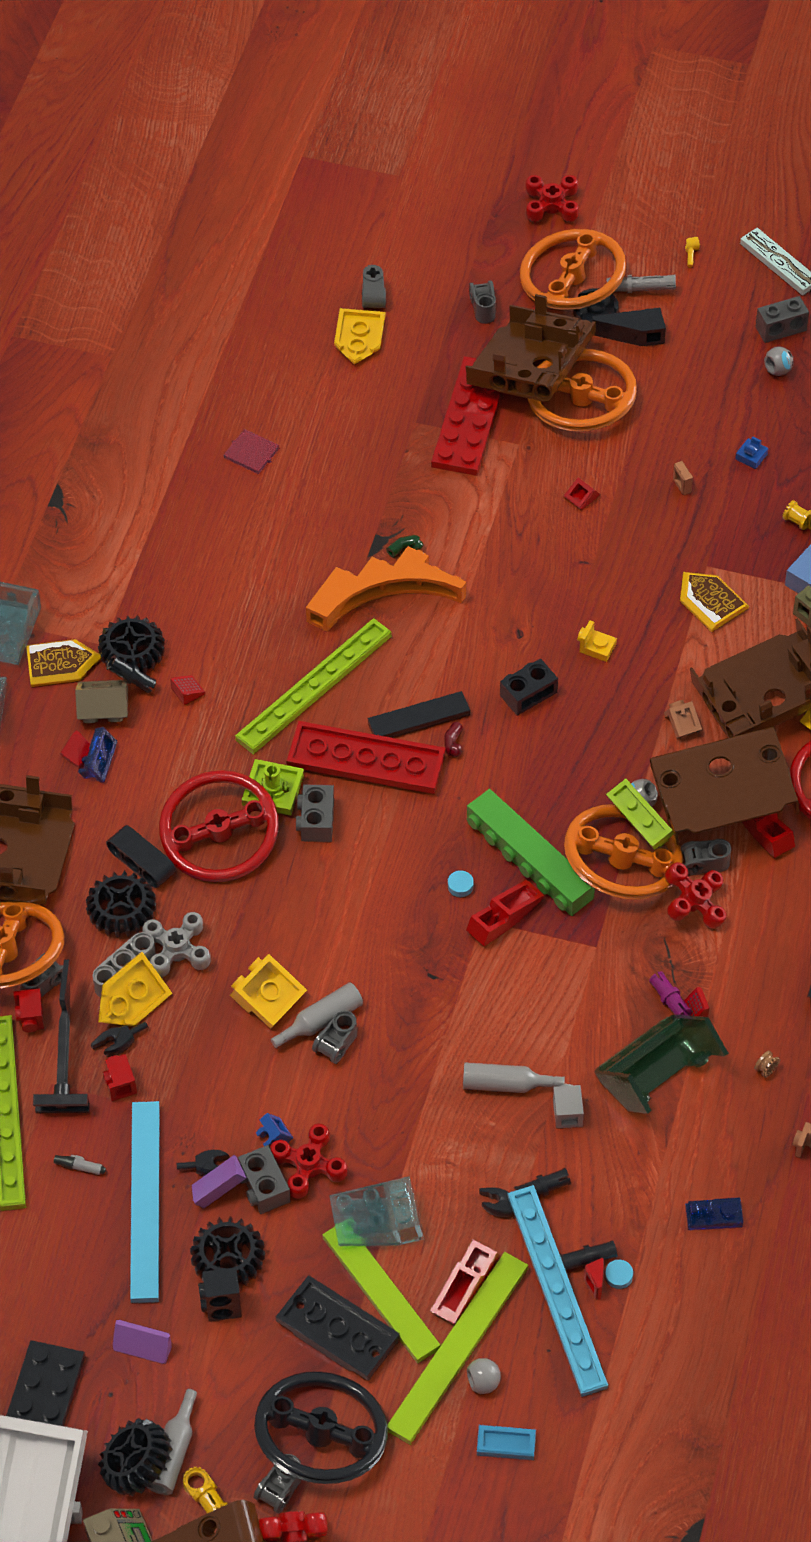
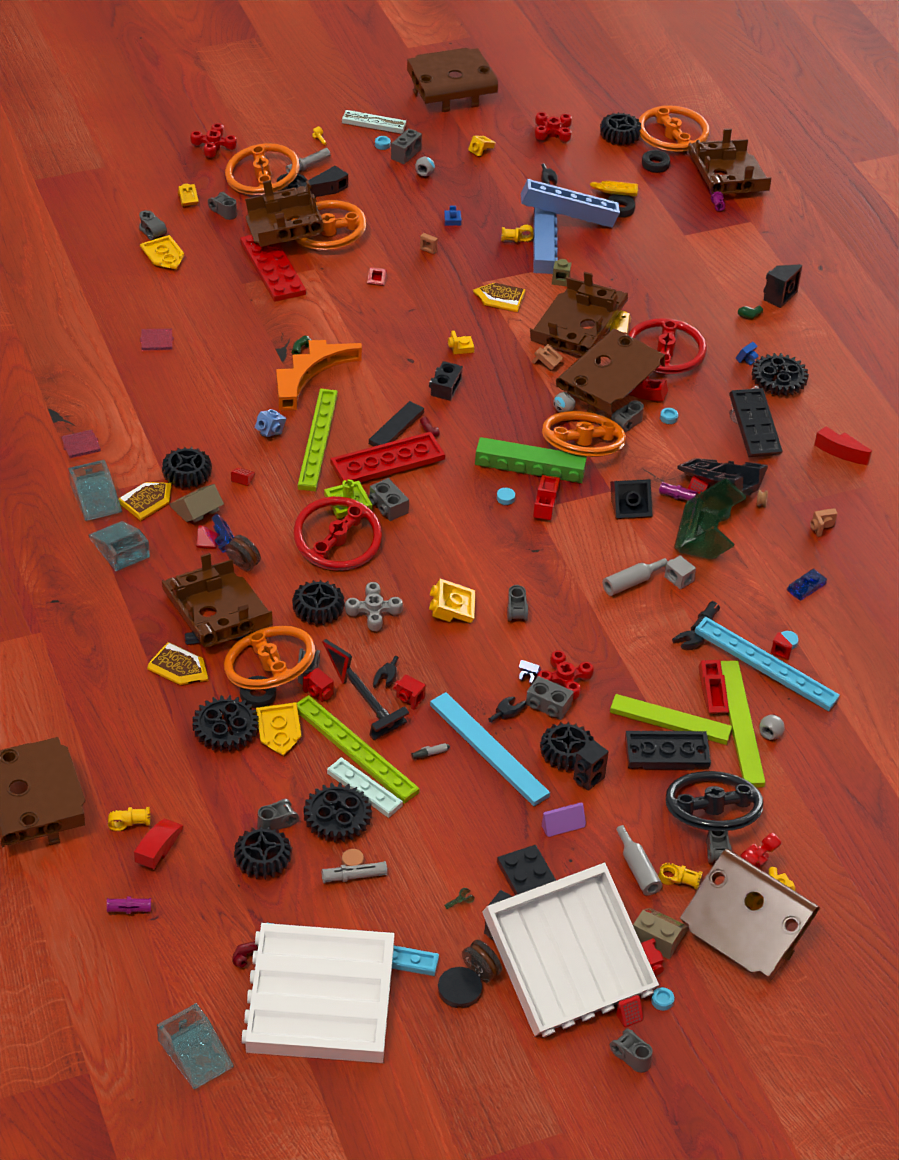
camera: 40 degrees left, 10 degrees down
(51, 550) = (80, 443): none -> clear pink piece
(89, 794) = (243, 552): none -> clear smoke head
(123, 956) = (353, 631): light grey beam -> none
(131, 674) = (204, 479): black pin -> none
(132, 993) = (374, 642): yellow tile -> none
(135, 1457) = (640, 872): black gear -> none
(141, 856) = (301, 571): black beam -> none
(217, 1182) = (525, 712): medium lavender slope -> none
(270, 636) = (270, 423): none -> medium blue brick
(321, 1013) = (496, 597): light grey piece -> none
(377, 1215) = (635, 677): clear light blue slope -> none
(453, 264) = (188, 194): none -> yellow bracket
(506, 1442) = (814, 755): dark azure tile -> none
(589, 1254) = (765, 638): black pin -> none
(603, 972) = (631, 498): none -> black slope
(640, 814) = (579, 407): lime plate -> none
(695, 895) = (644, 435): red gear -> none
(745, 1009) = (744, 477): none -> black wedge
(762, 296) = (382, 142): none -> medium azure tile
(763, 882) = (669, 416): none -> medium azure tile

